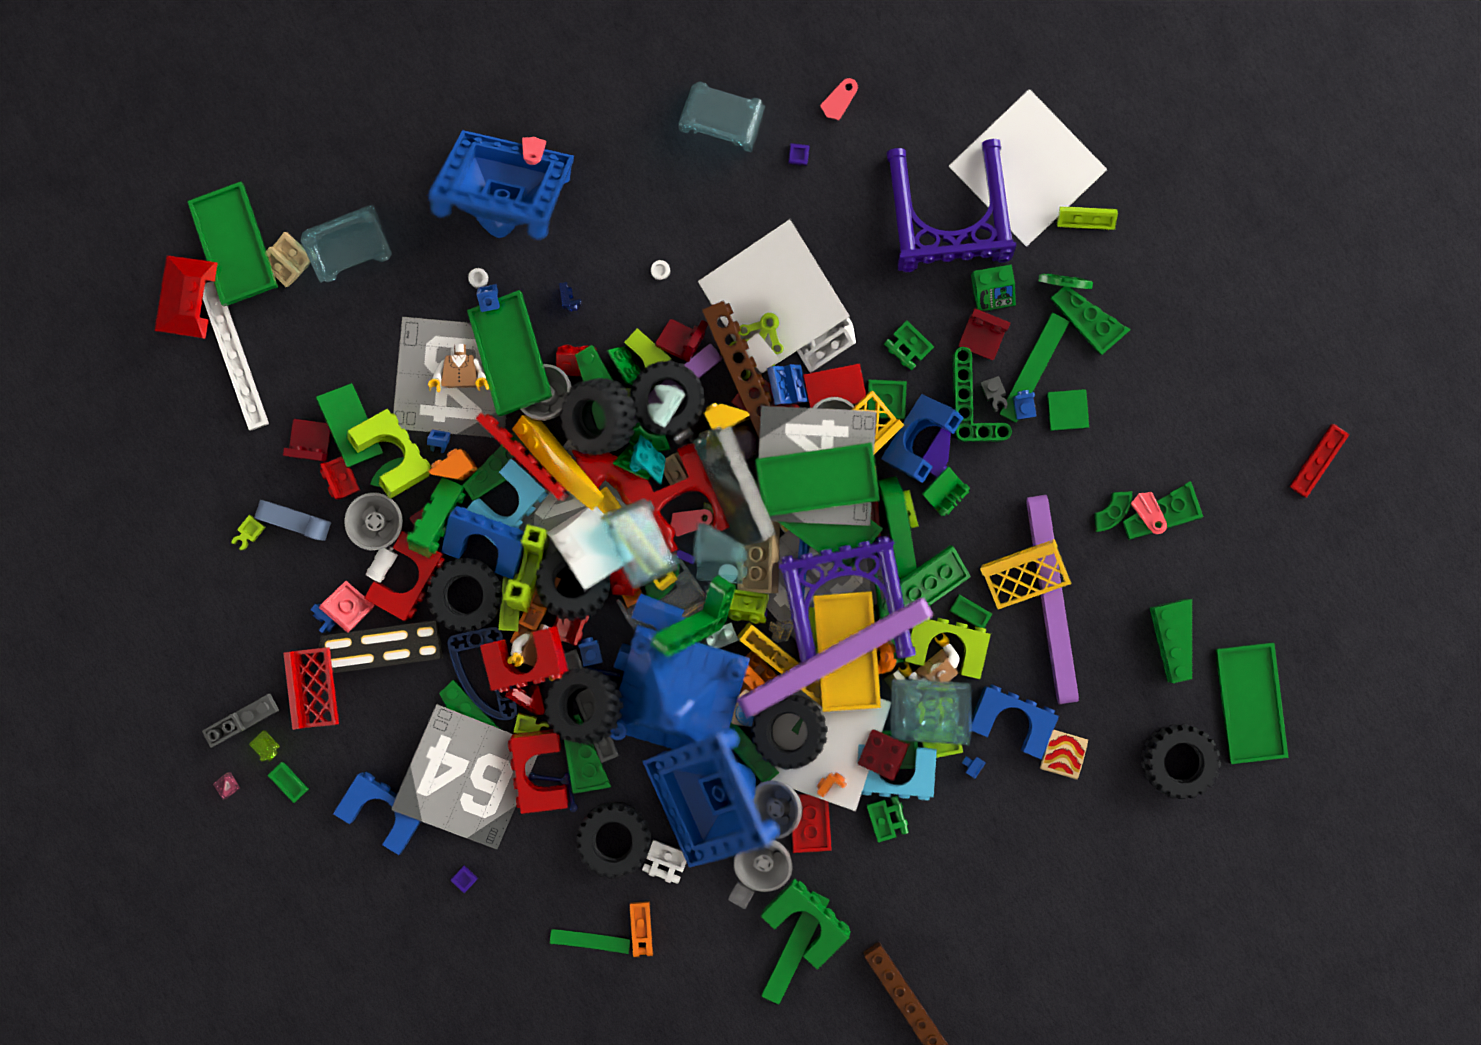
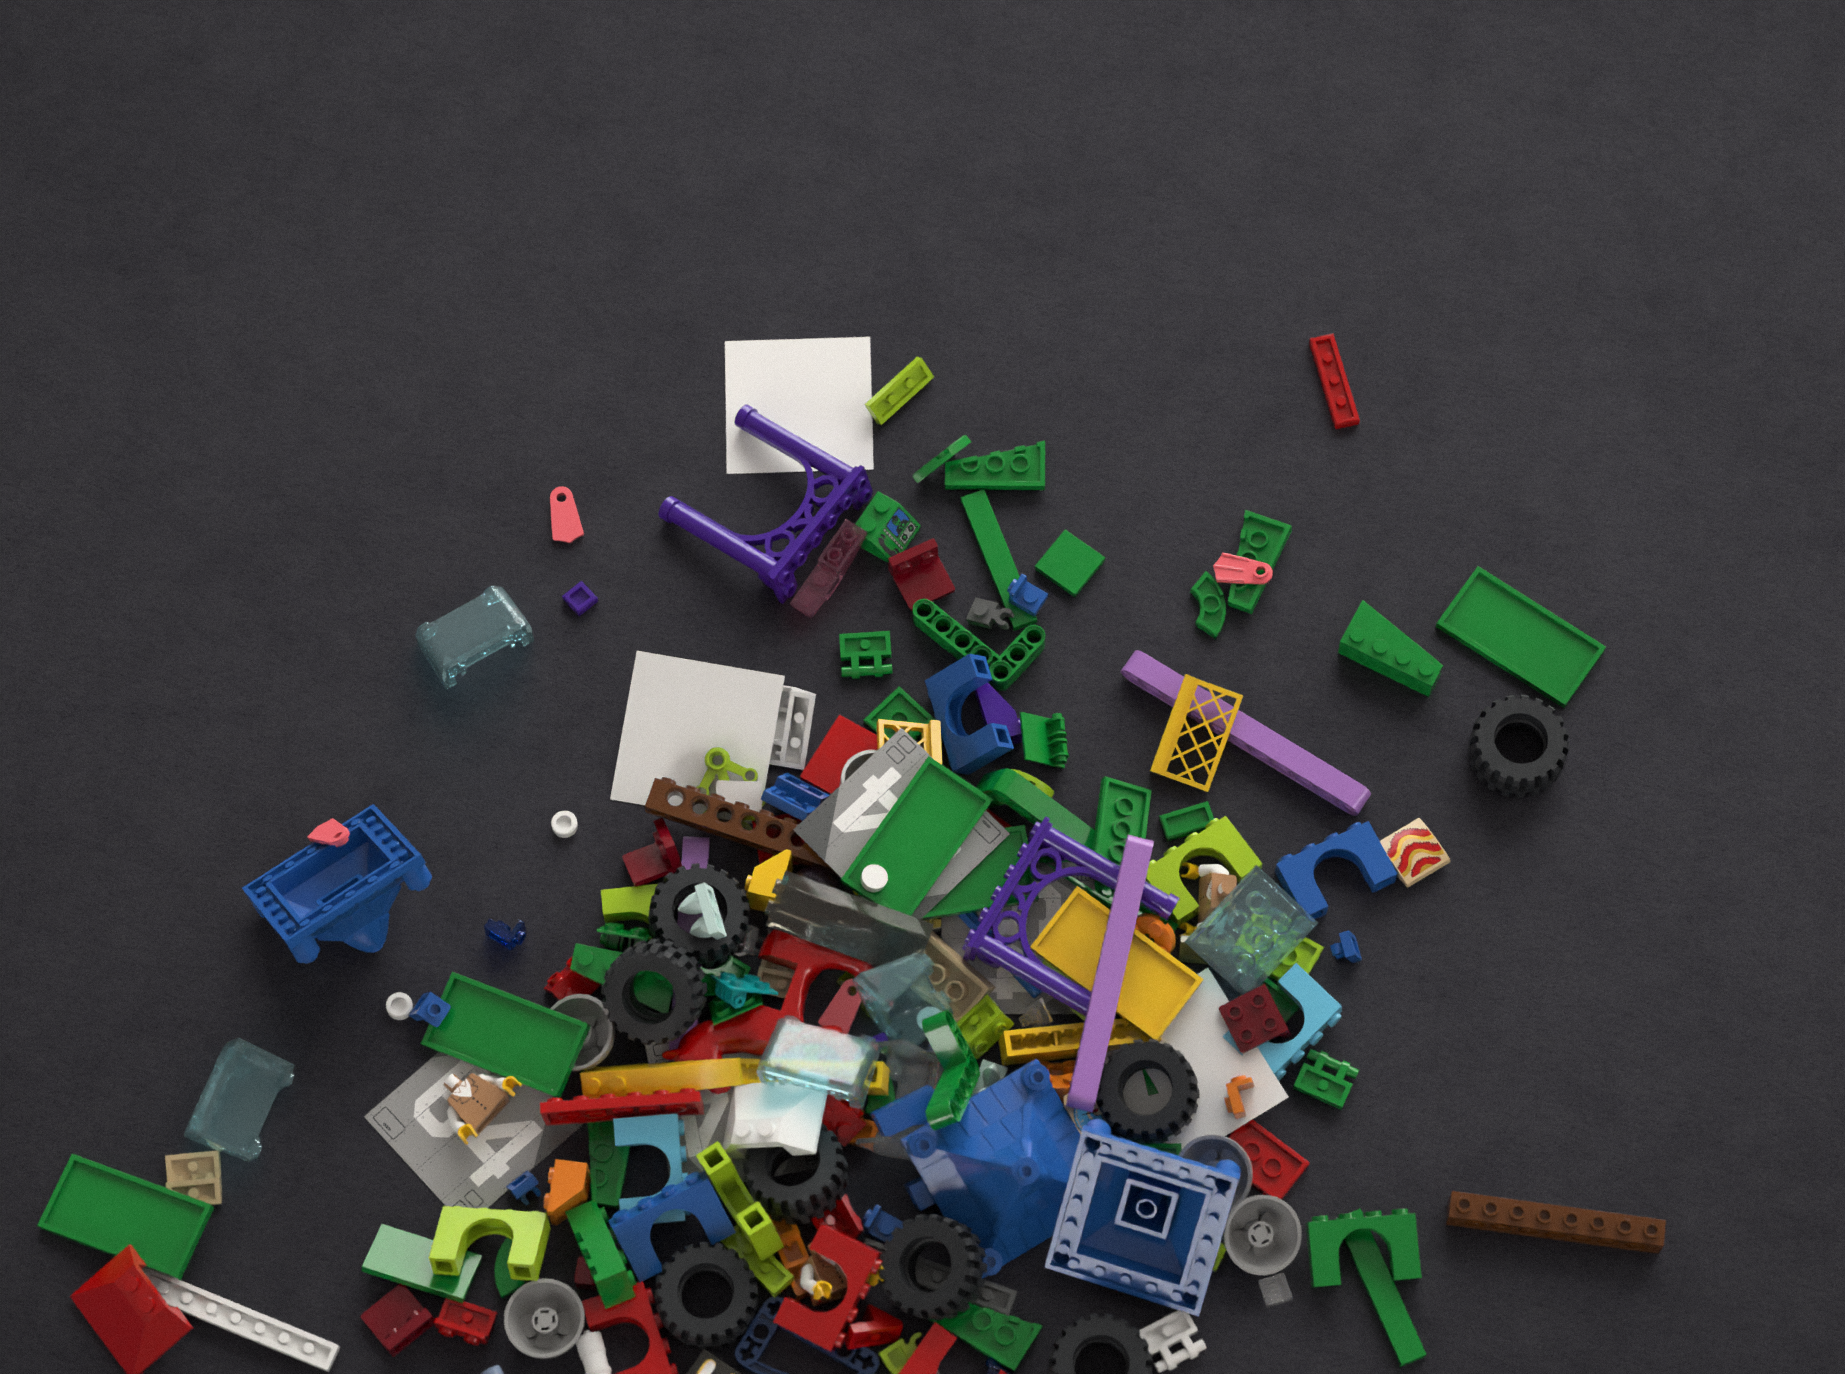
camera: 50 degrees left, 20 degrees down
(772, 477) = (874, 878): none -> white tile
(940, 279) = (830, 569): none -> clear pink slope

